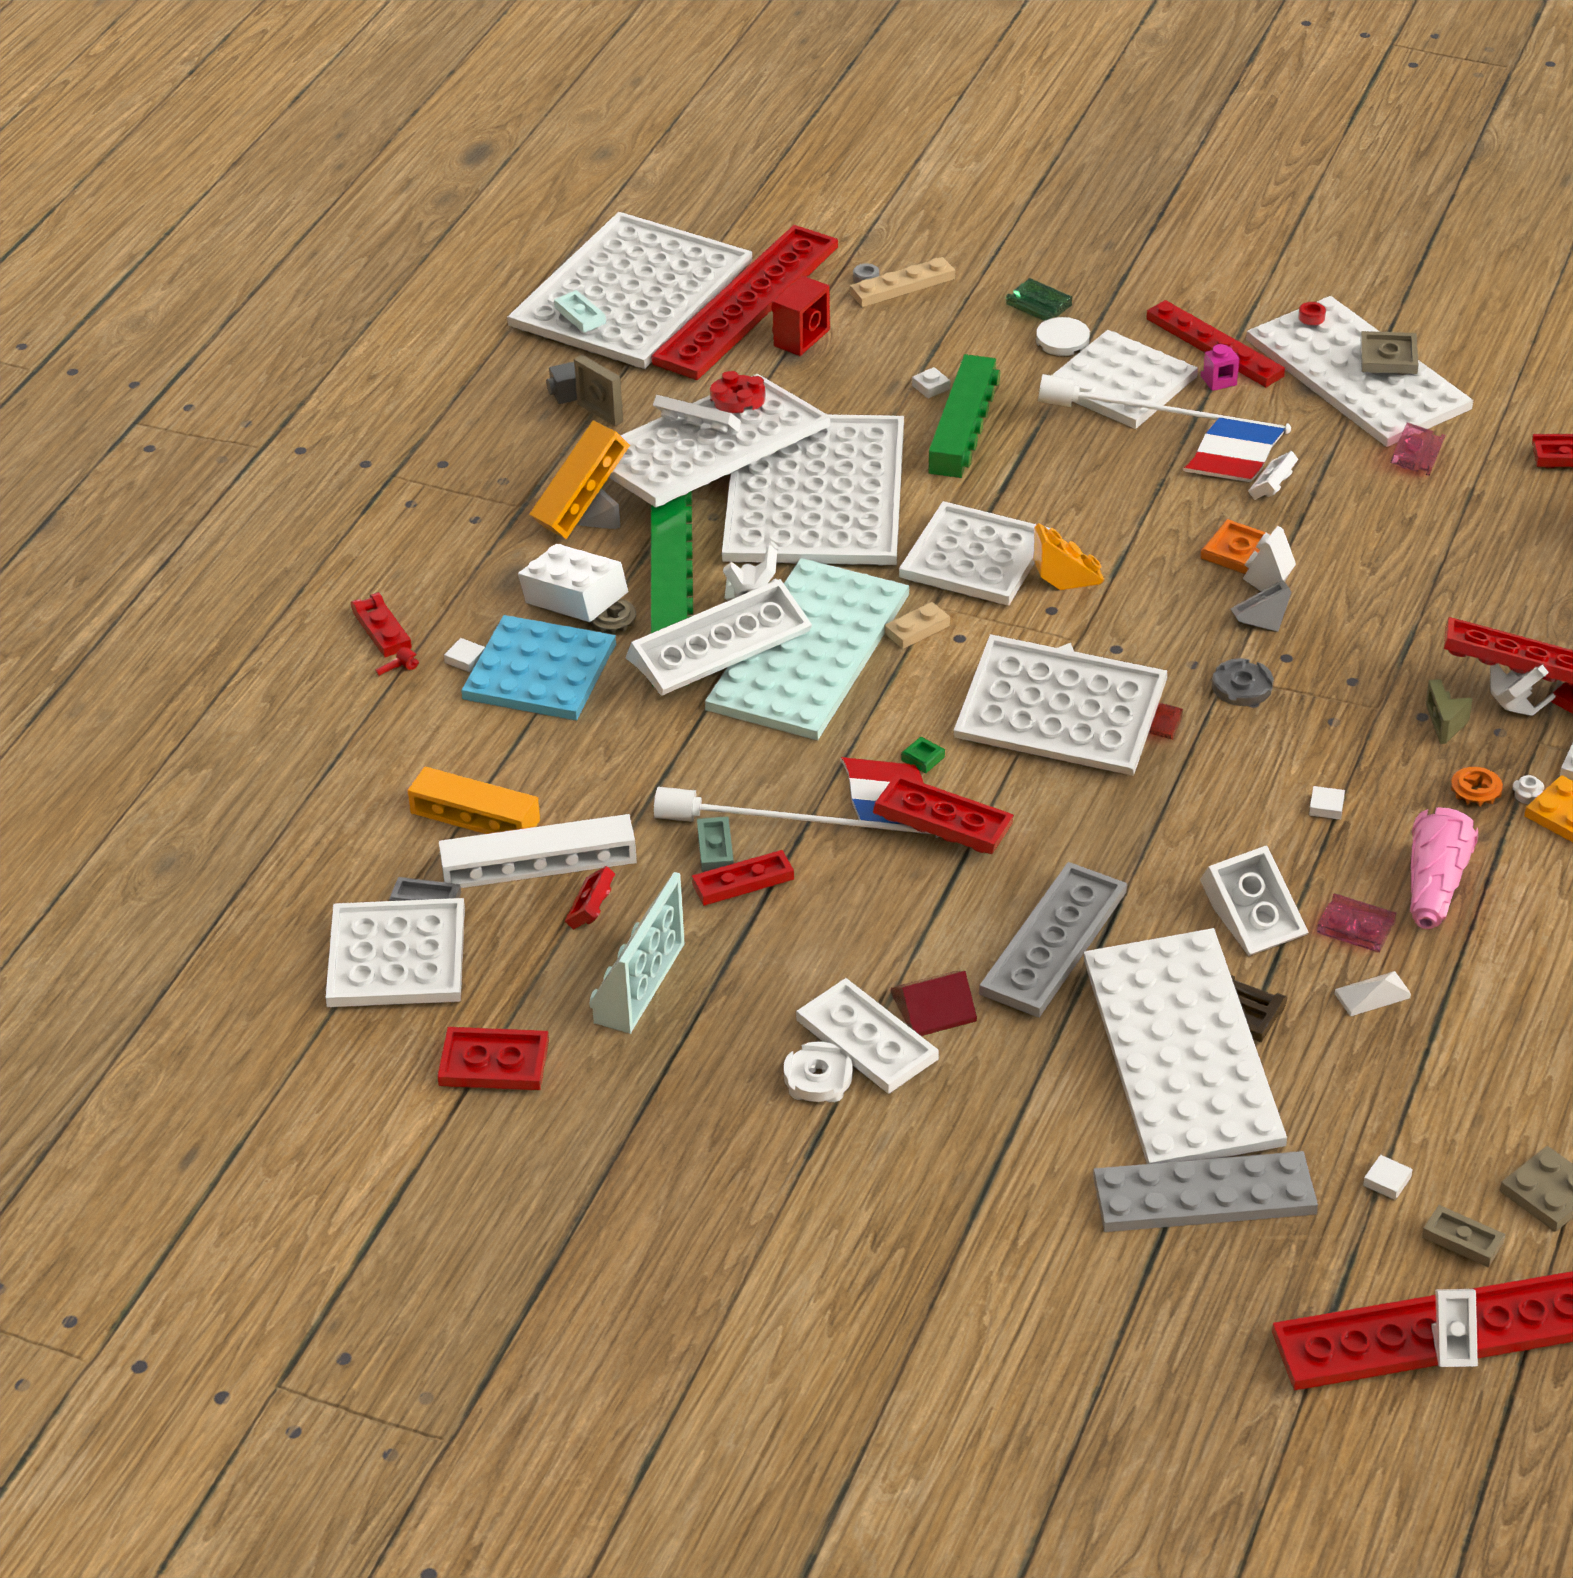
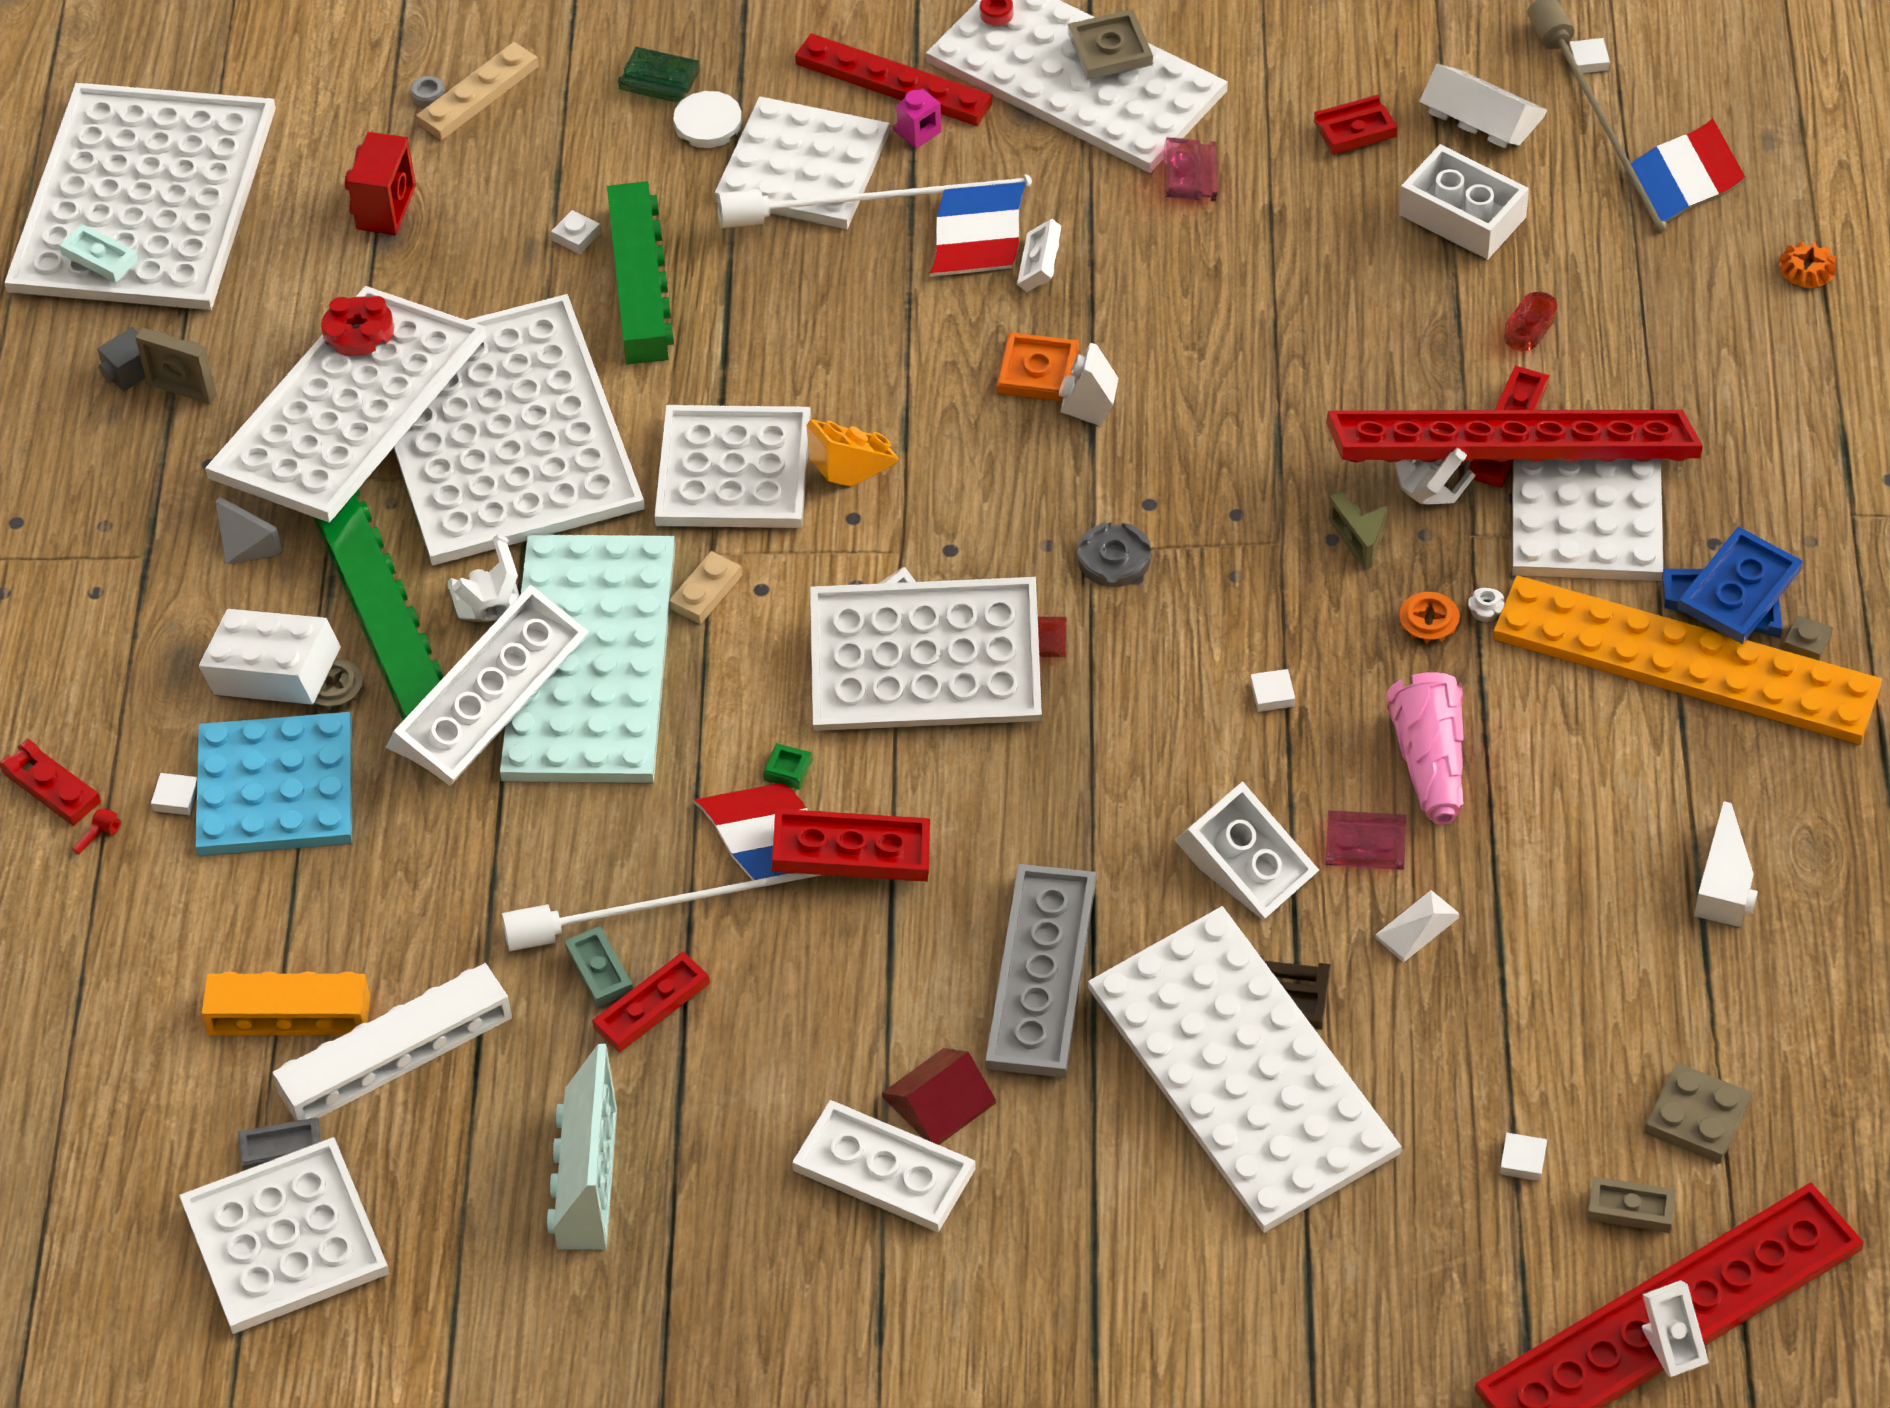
camera: 20 degrees left, 10 degrees up
(493, 1058) = (465, 1338): red plate -> none
(579, 479) = (217, 510): light orange brick -> none
(592, 893) = (483, 1087): red plate -> none
(696, 414) = (324, 375): white plate -> none
(743, 302) = (295, 176): red plate -> none
(818, 1087) = (848, 1253): white plate -> none
(1204, 1191) = (1334, 1240): light grey plate -> none
(1264, 608) = (1102, 445): light grey slope -> none

